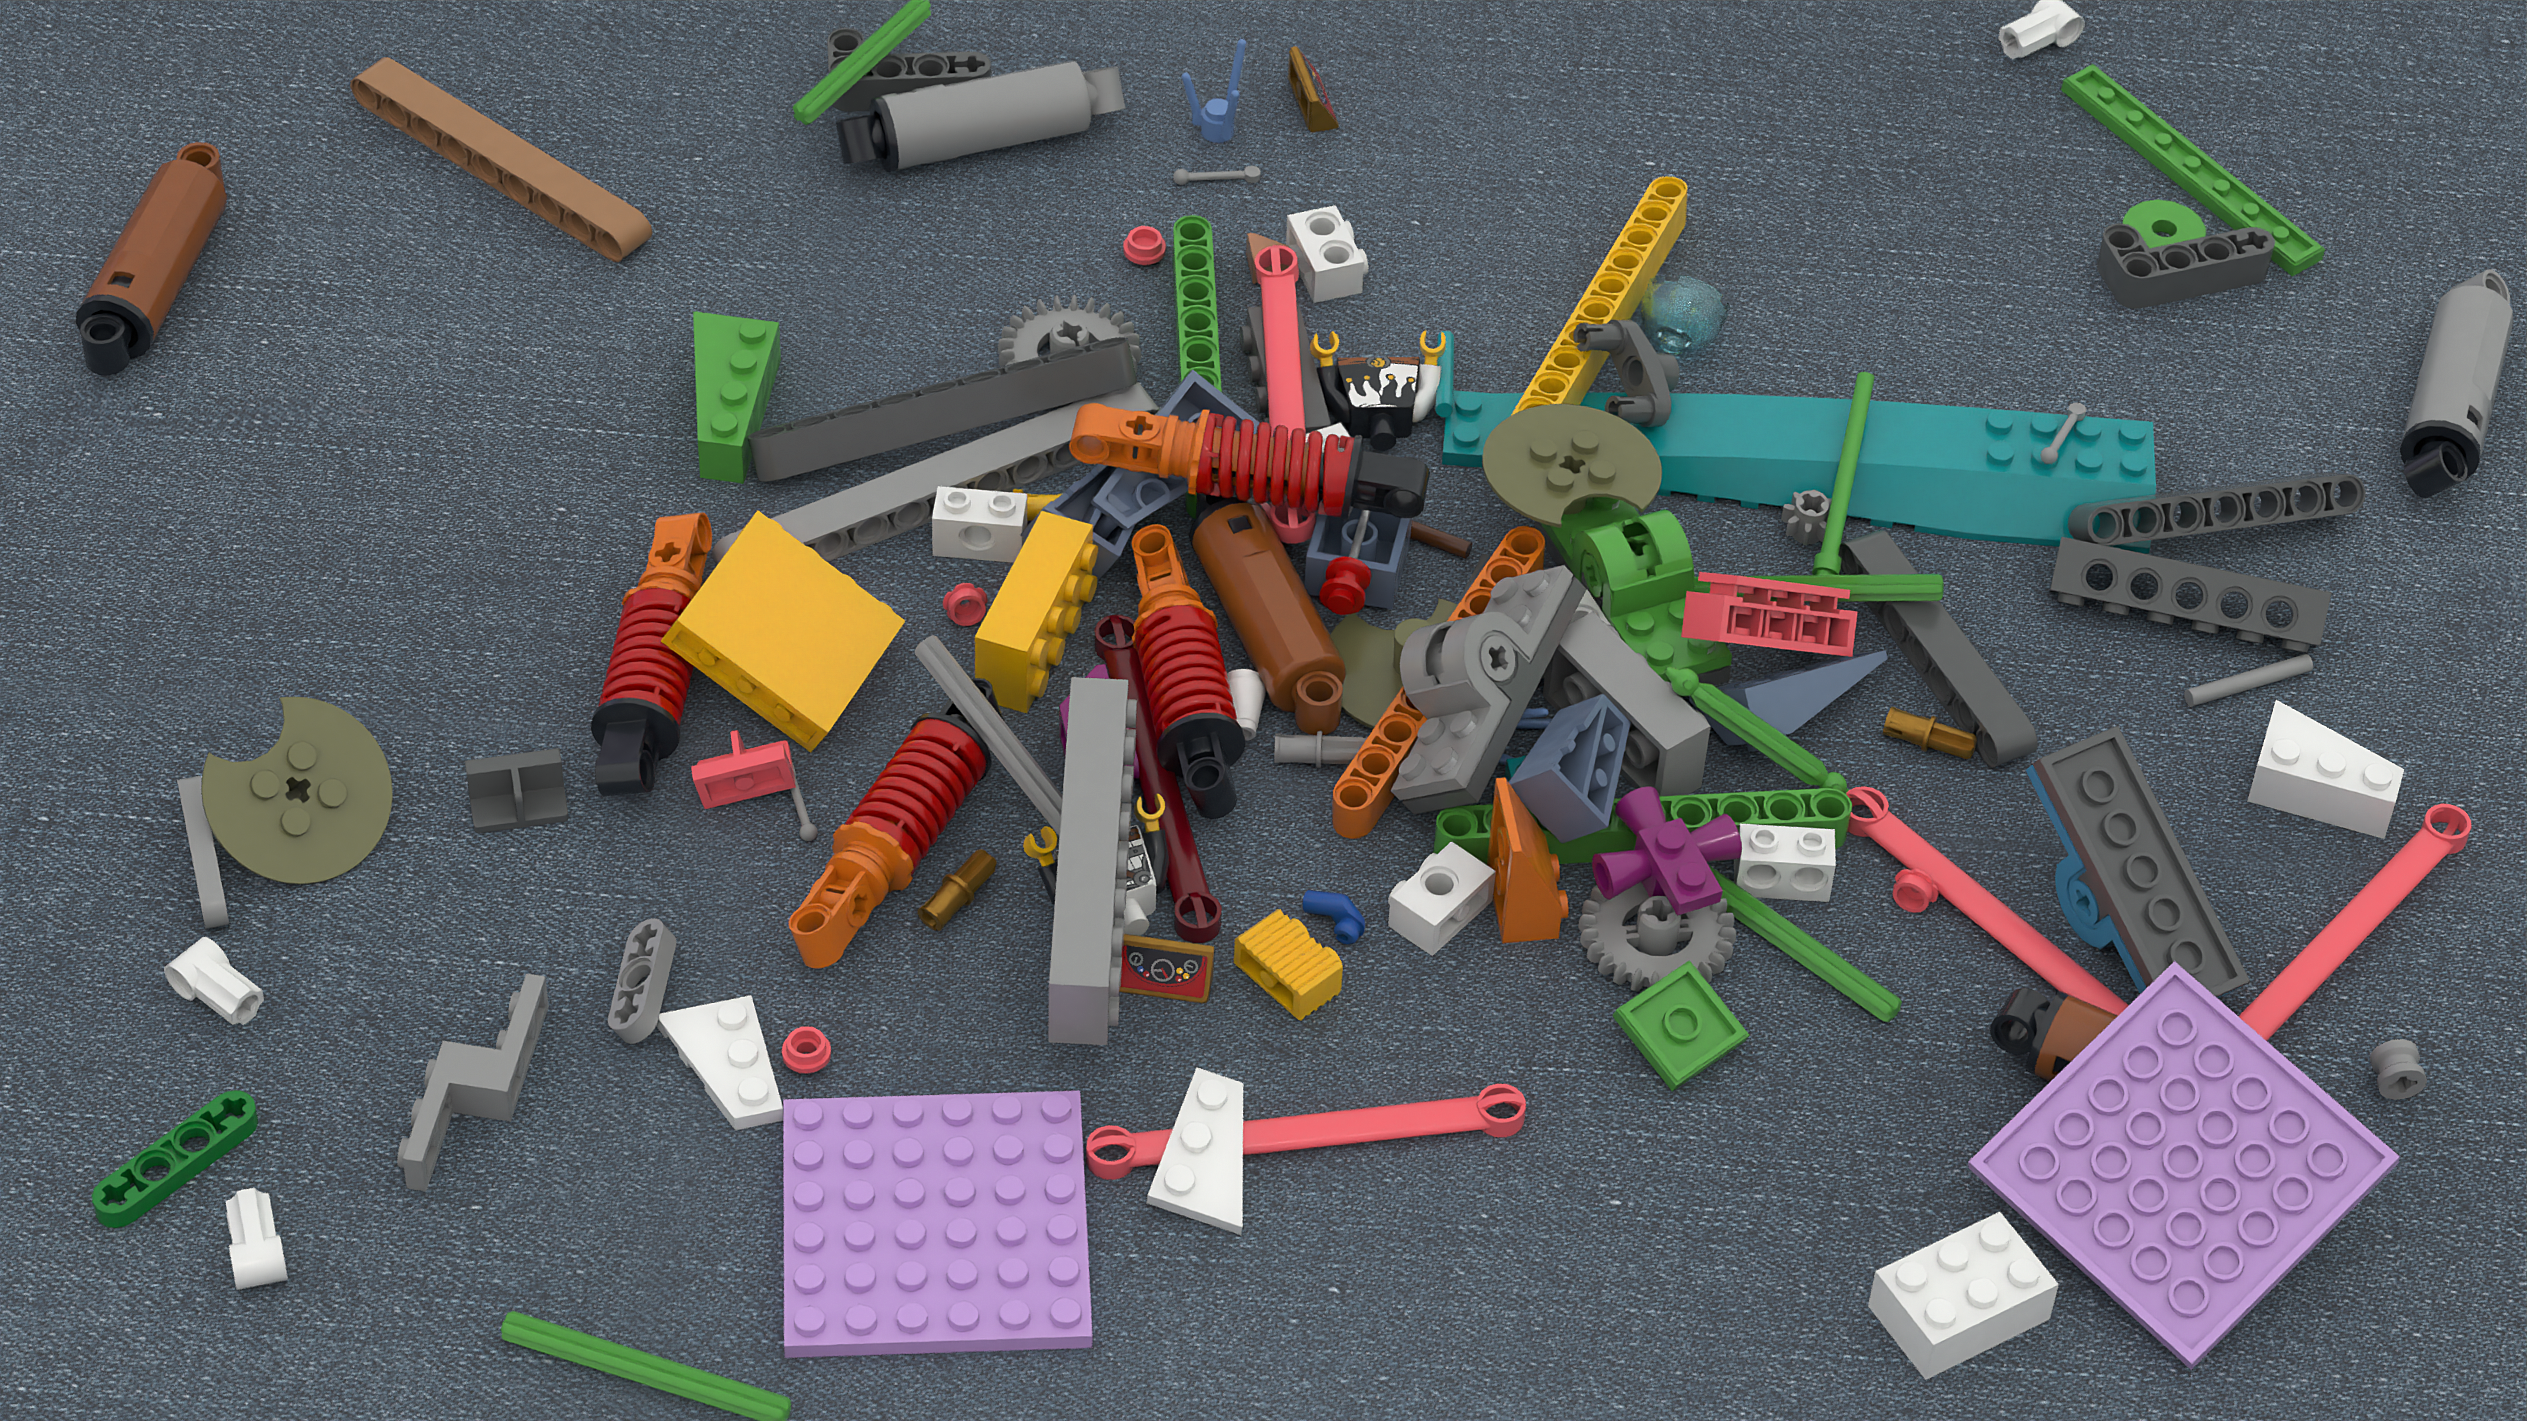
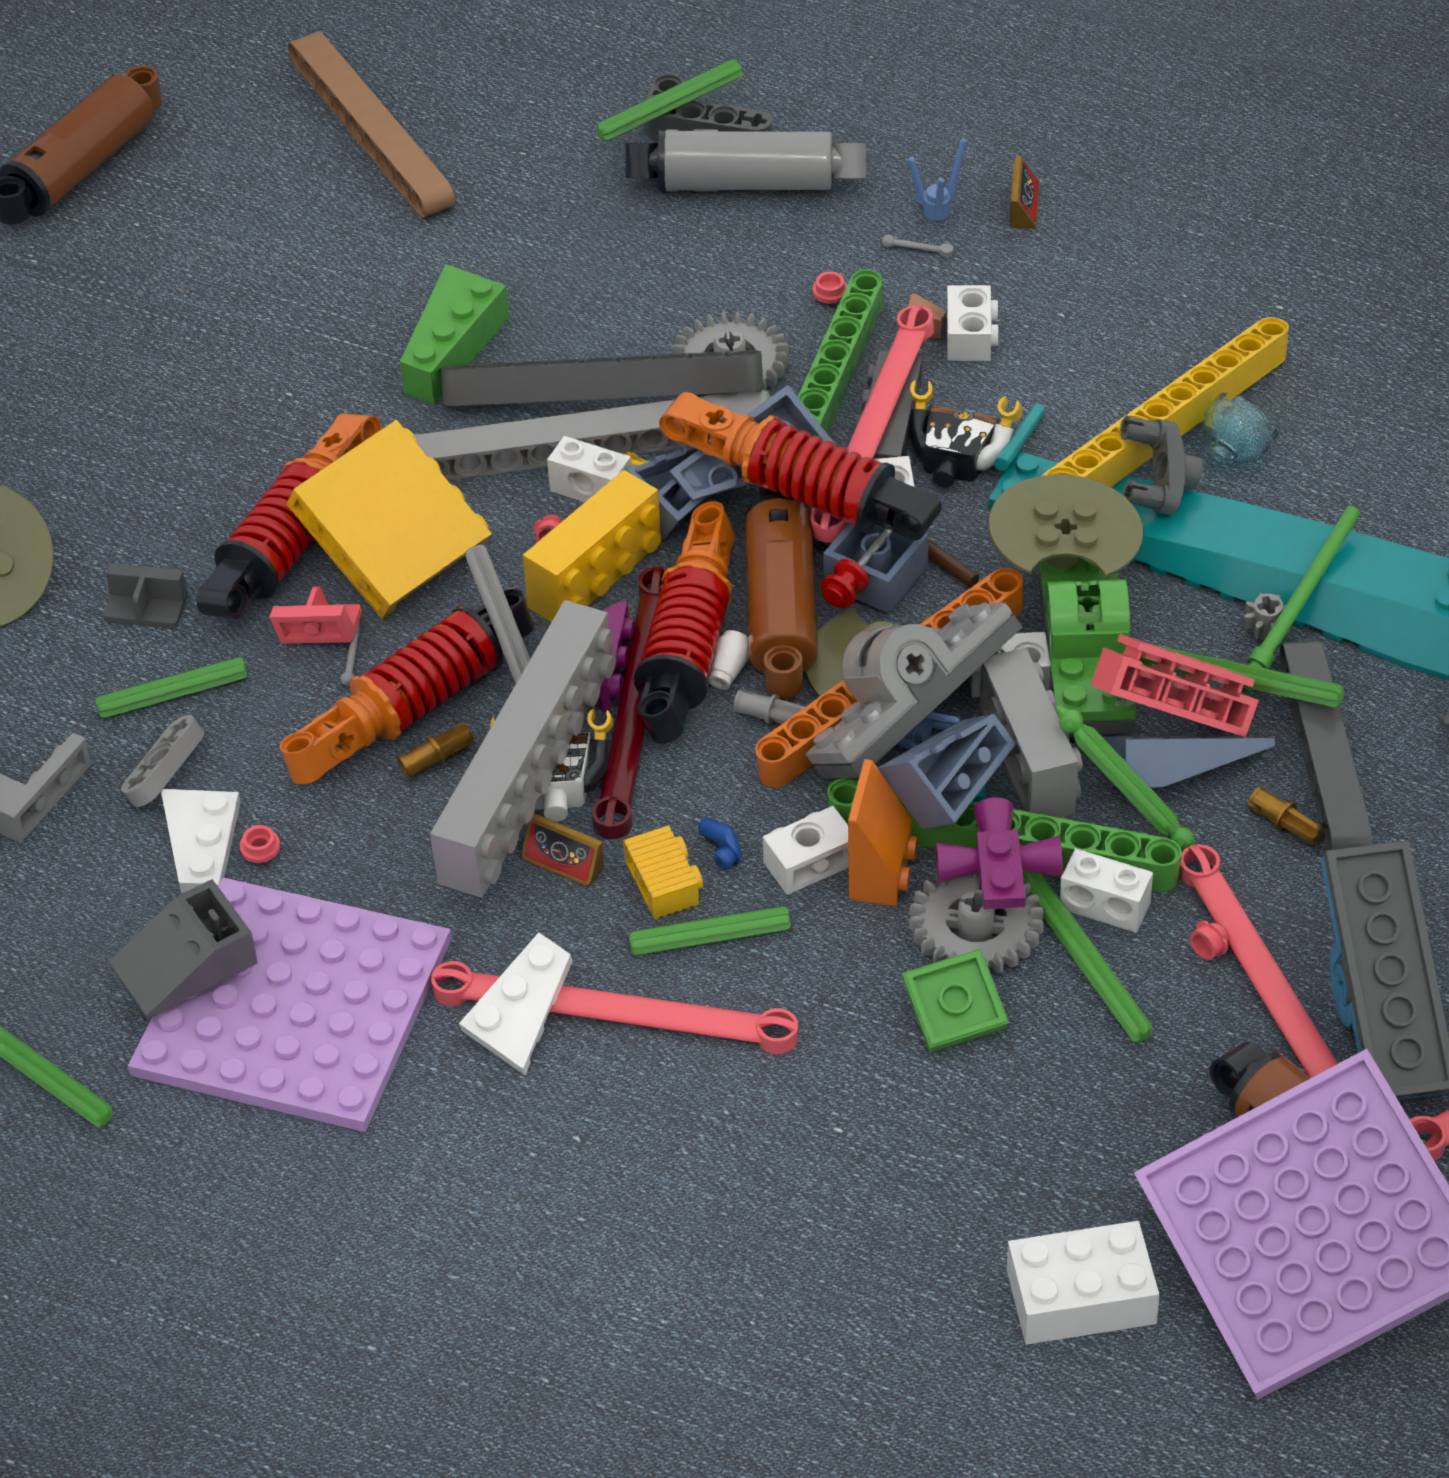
camera: 25 degrees right, 0 degrees up
(603, 892) = (171, 687): none -> bright green axle
(800, 1193) = (184, 950): none -> dark grey slope
(1370, 1017) = (709, 930): none -> bright green axle

